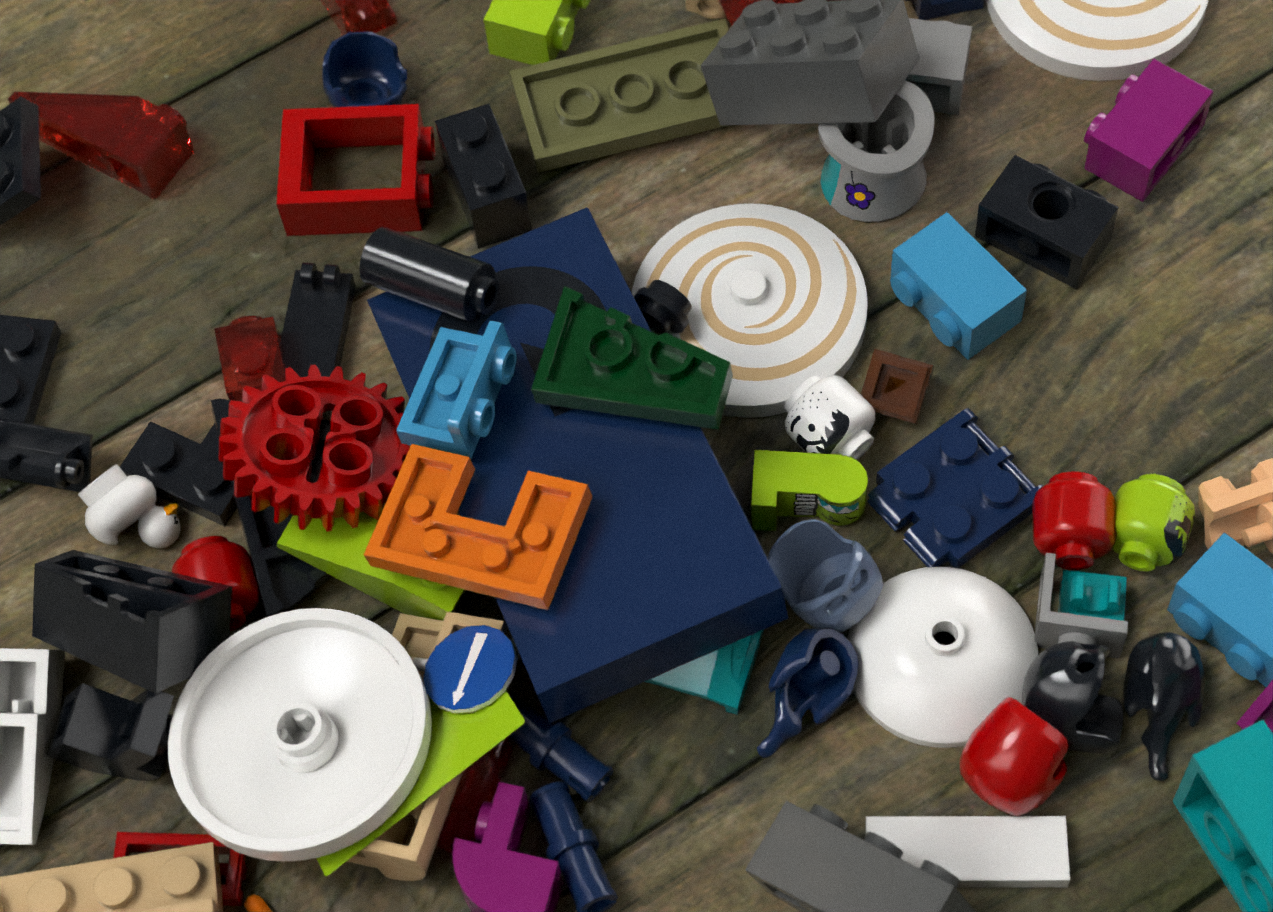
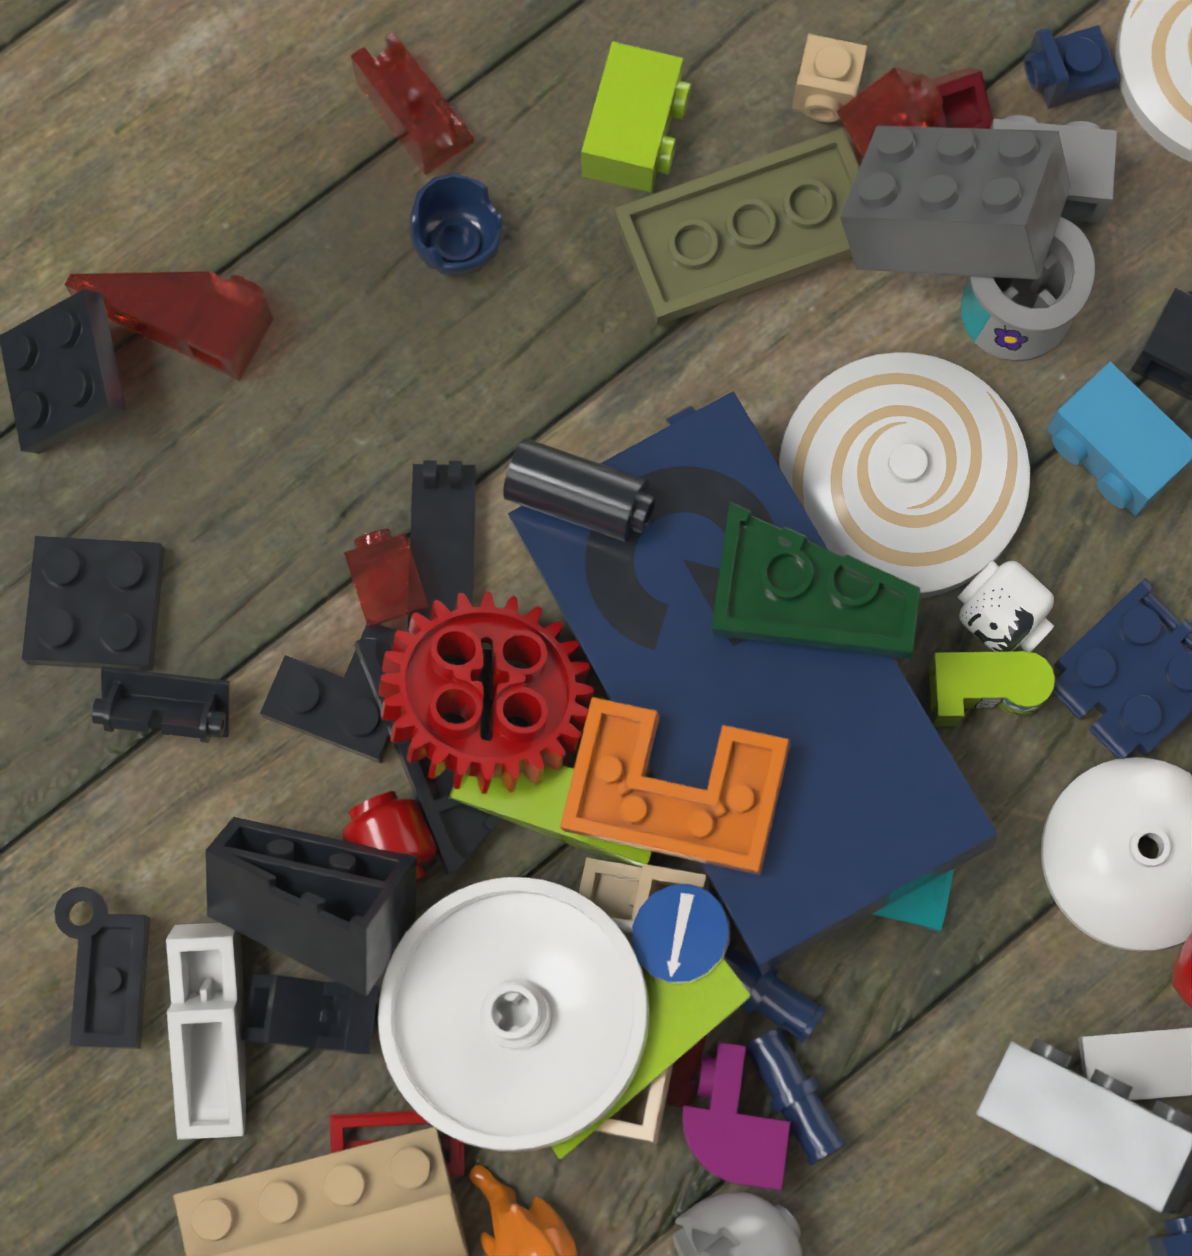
camera: 10 degrees left, 15 degrees up
(119, 501) = (273, 754): white animal -> none
(353, 209) = (459, 391): red window -> none
(458, 390) = (629, 629): dark azure bracket -> none
(484, 175) = (603, 339): black brick -> none
(663, 307) = (823, 497): black plate -> none
(812, 674) = (1017, 892): dark blue piece -> none
(825, 575) = (1013, 783): sand blue helmet -> none
(897, 385) = (1068, 559): reddish brown tile -> none

